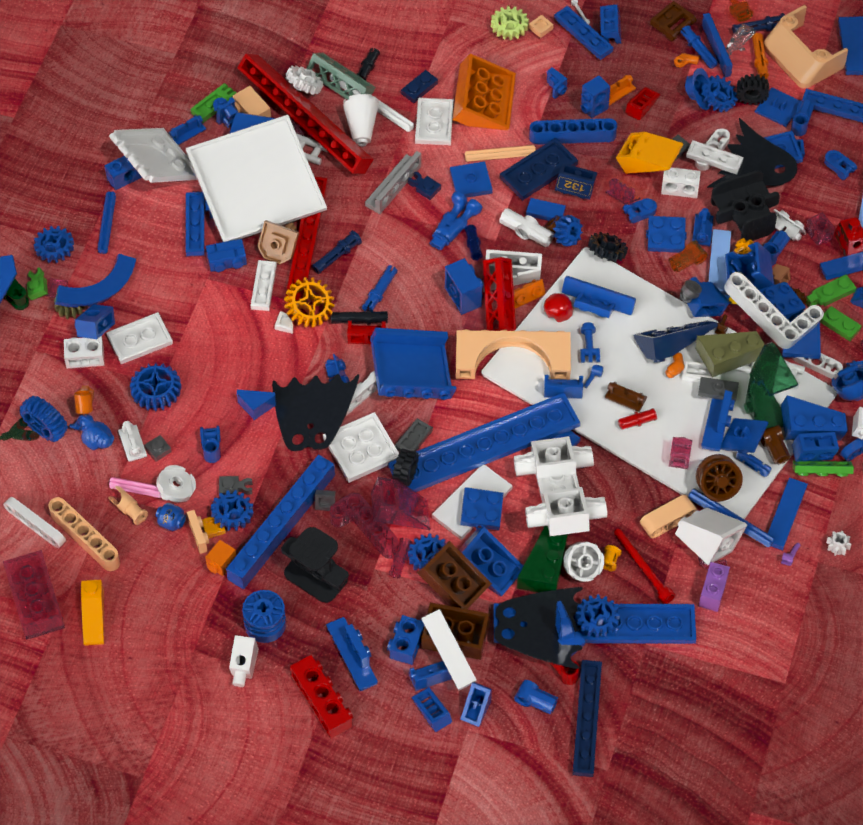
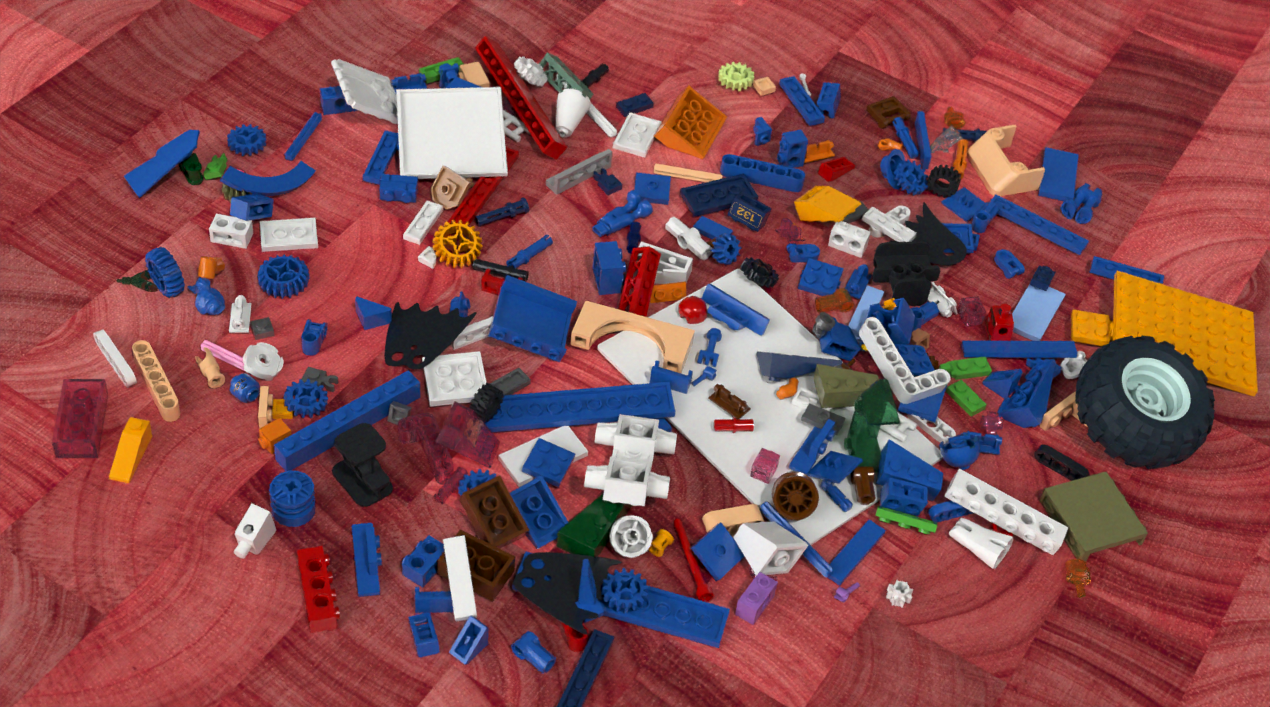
camera: 10 degrees right, 10 degrees down
(665, 551) = (718, 551): none -> blue plate

